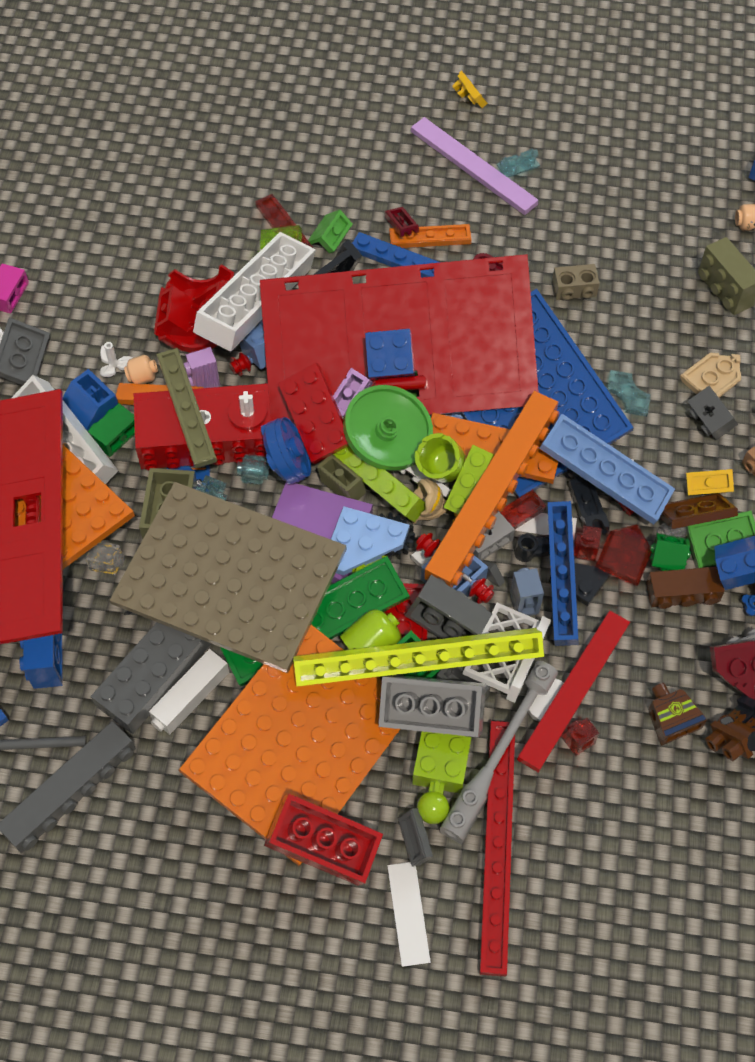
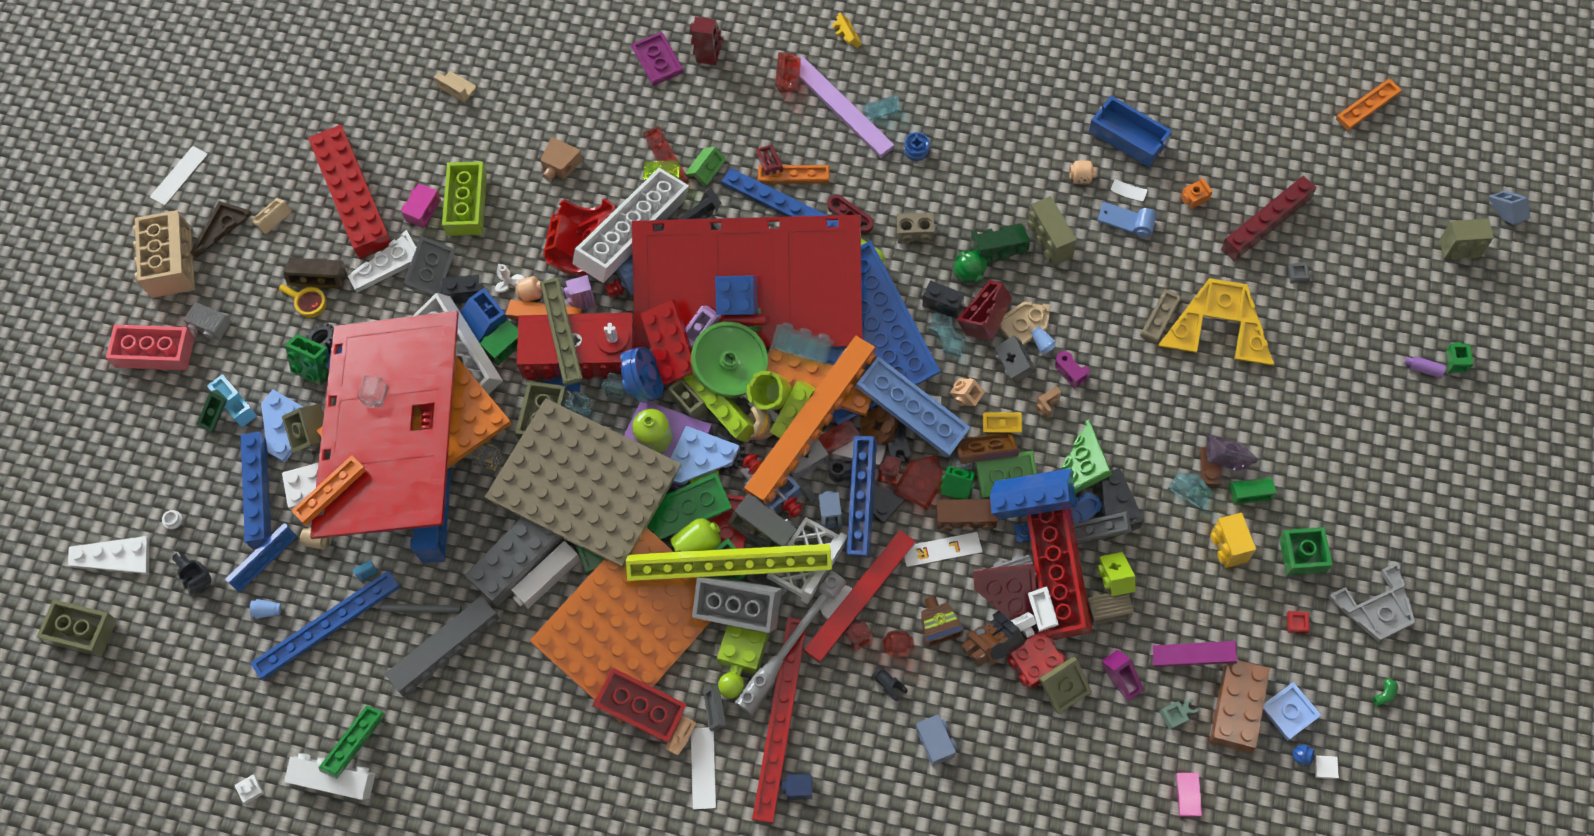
camera: 10 degrees right, 5 degrees up
(36, 164) = (455, 85): none -> tan panel
(57, 278) = (464, 198): none -> lime brick
(60, 371) = (461, 287): none -> black brick
(163, 232) = (559, 159): none -> medium nougat torso
(263, 127) = (657, 58): none -> magenta tile
(305, 509) = (652, 430): none -> lime cylinder
(317, 101) = (706, 40): none -> dark red wedge
(378, 874) = (680, 735): none -> light nougat hinge
(411, 133) = (788, 72): none -> clear red hinge
(470, 405) = (802, 343): none -> clear light blue brick
(532, 927) = (798, 786): none -> dark blue brick
(563, 200) = (913, 152): none -> blue wheel
(570, 482) = (873, 418): none -> reddish brown plate
(619, 354) = (943, 299): none -> black brick
(624, 791) = (888, 683): none -> black piece
(628, 742) = (897, 643): none -> clear red head
(643, 319) = (969, 267): none -> green plant
(662, 630) = (943, 549): none -> white sticker
(664, 451) = (967, 392): none -> light nougat brick
(671, 294) = (1001, 243): none -> dark green wedge
(671, 364) = (986, 311): none -> dark red wedge
(693, 855) = (936, 740): none -> sand blue brick
(739, 391) = (1043, 340): none -> light blue cone

